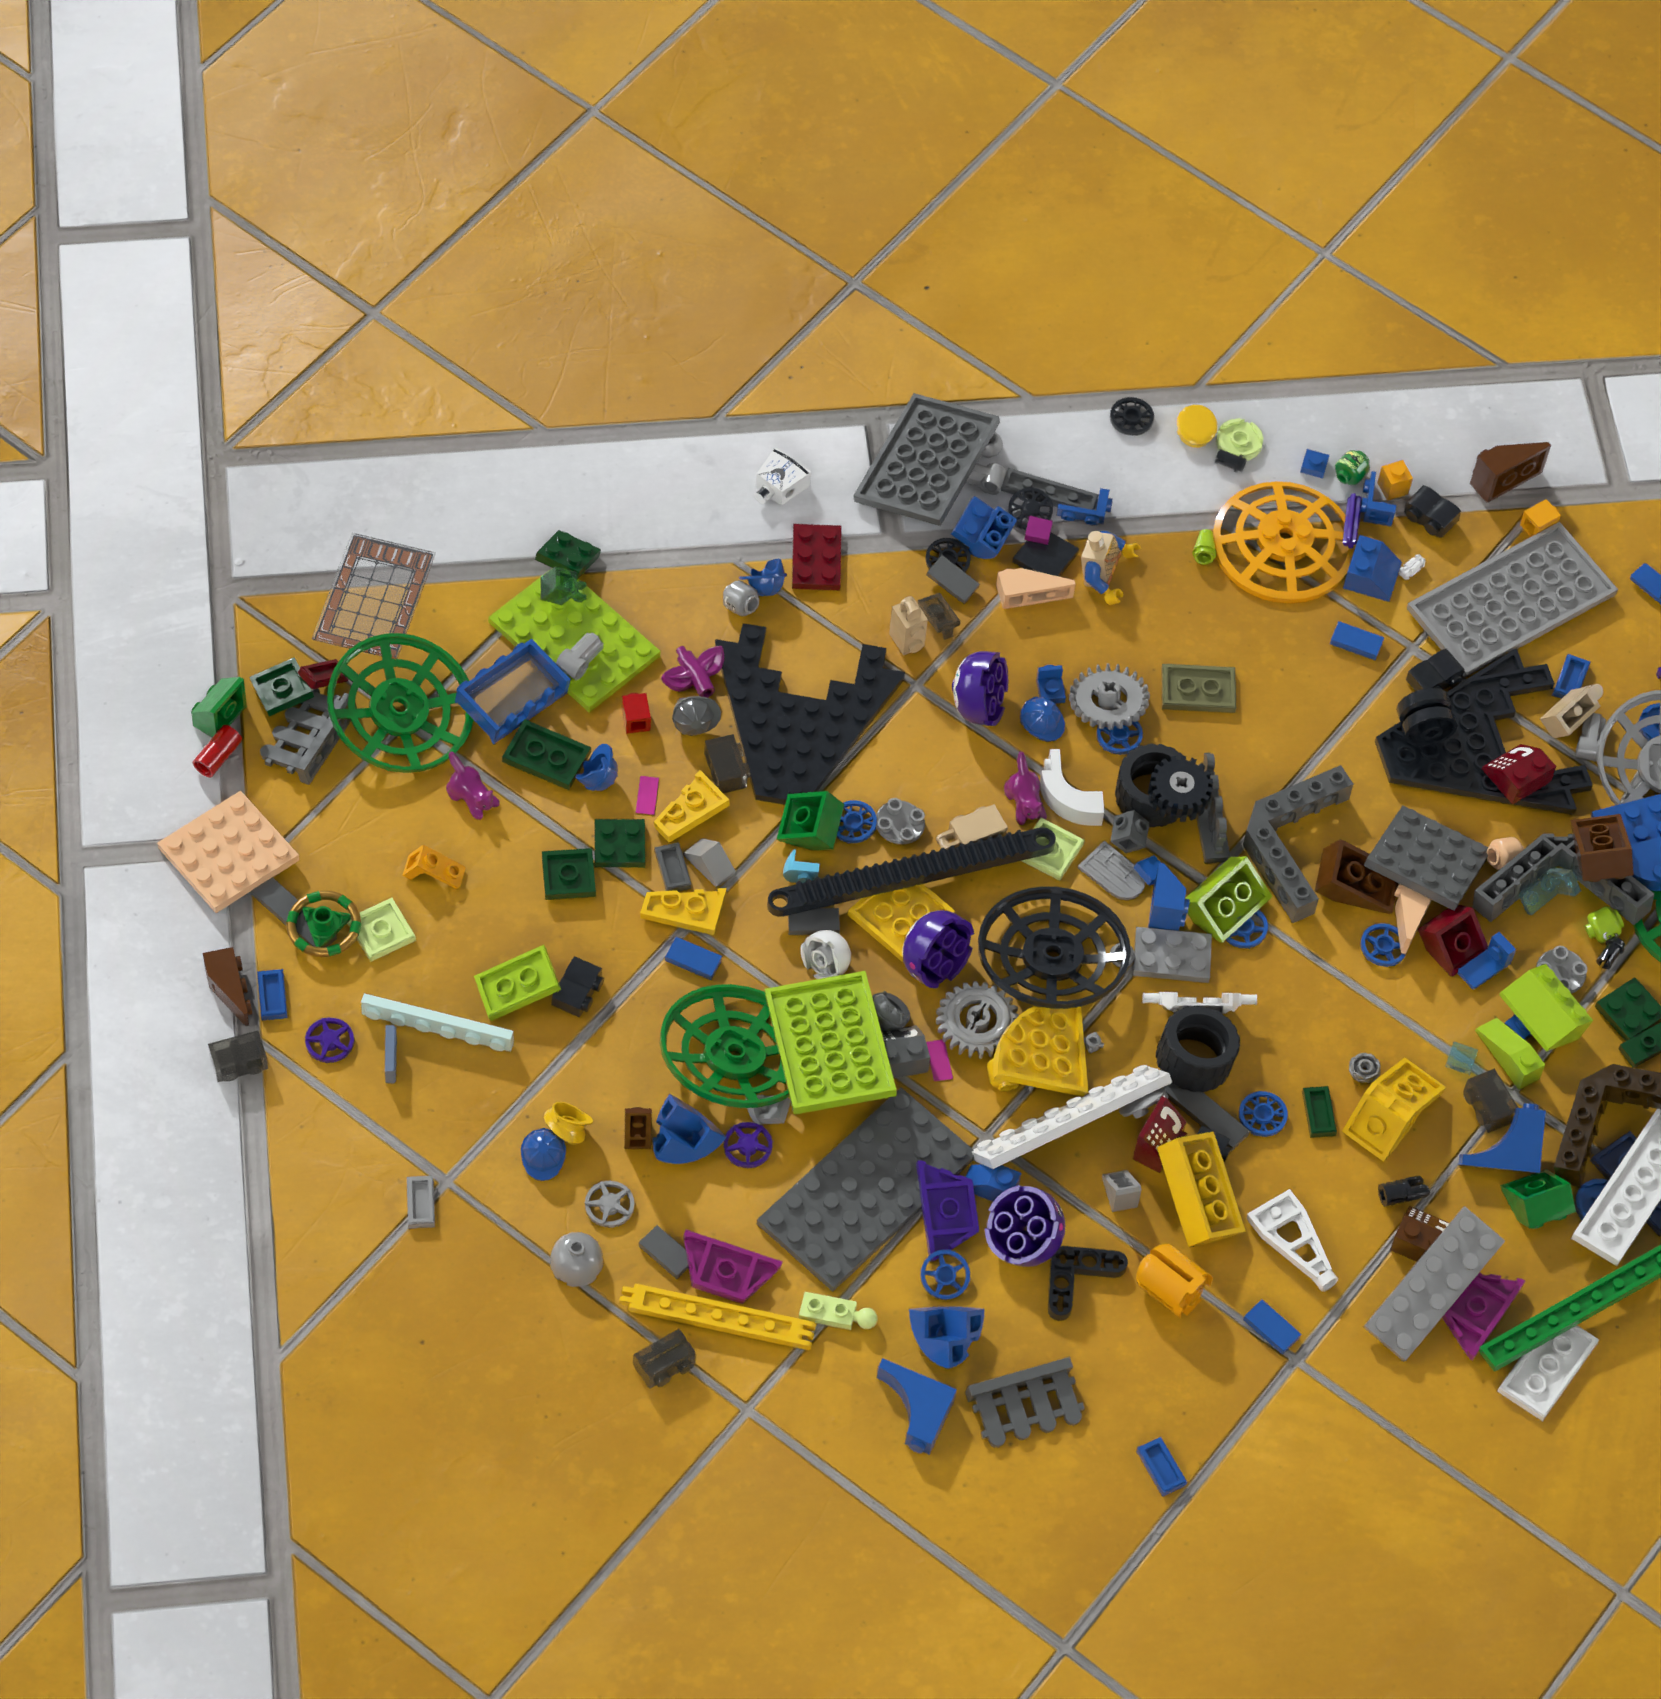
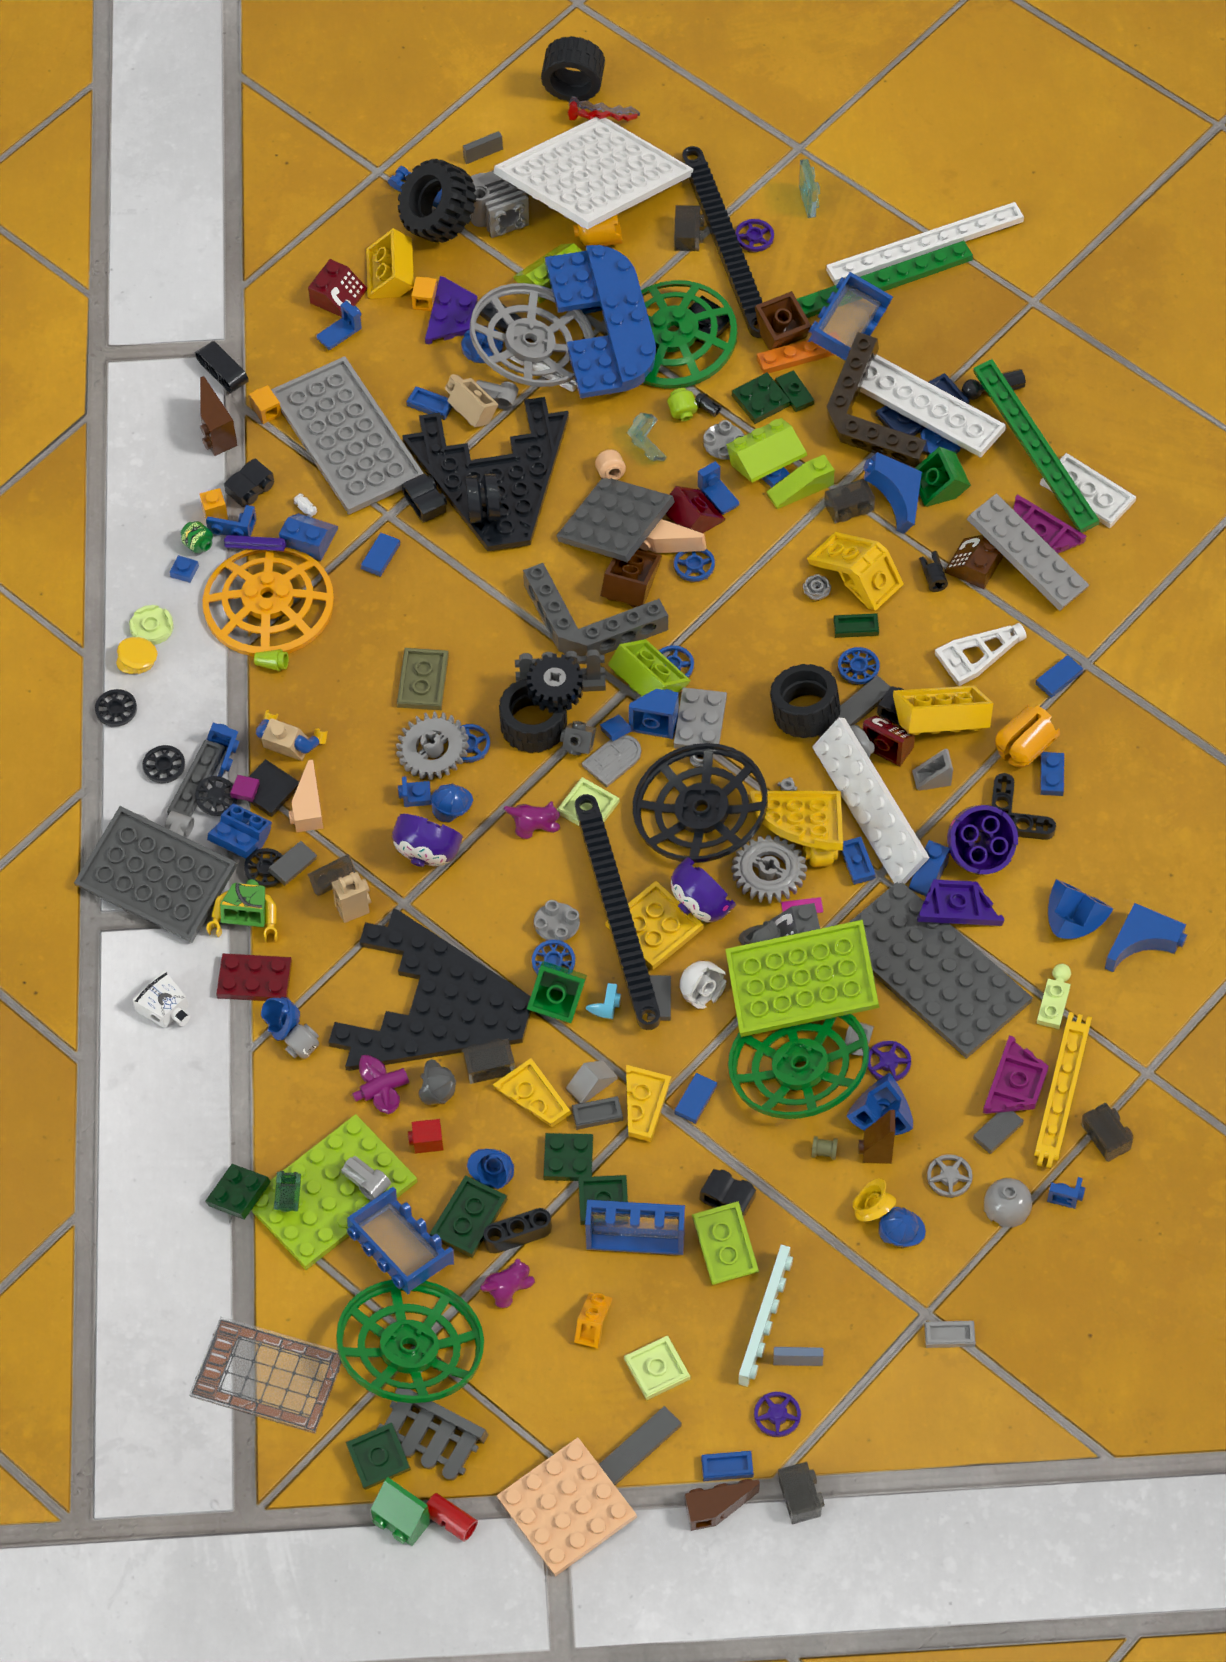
camera: 80 degrees left, 0 degrees up
(319, 674) = (366, 1415): dark red tile -> none
(323, 923) = (655, 1415): green piece -> none
(525, 890) = (635, 1227): none -> blue window
(530, 806) = (524, 1221): none -> black beam
(585, 1317) = (1065, 1195): none -> blue bracket
(635, 1078) = (824, 1148): none -> olive bush
(647, 795) = (514, 1133): dark pink sticker -> none
(893, 539) = (245, 906): none -> torso
(945, 1274) = (1018, 911): blue wheel -> none
(977, 825) = (571, 861): tan brick -> none
(998, 1110) = (857, 861): none -> blue plate
(1011, 1398) = (1123, 864): dark grey fence -> none
(1066, 462) = (164, 764): none -> black wheel
(1066, 801) = (538, 789): white arch -> none
(1135, 1316) = (1052, 774): none -> blue plate
(1161, 1466) = (1189, 765): blue tile -> none
(1172, 1002) = (758, 695): white plate -> none
(1231, 460) = (178, 629): black pin -> none
(1461, 1058) = (805, 520): clear light blue tile -> none
(1503, 888) = (623, 409): dark grey brick -> none
(1520, 771) = (533, 442): dark red slope -> none
(1586, 477) = (221, 366): none -> black beam
(1602, 848) = (626, 383): reddish brown slope -> none

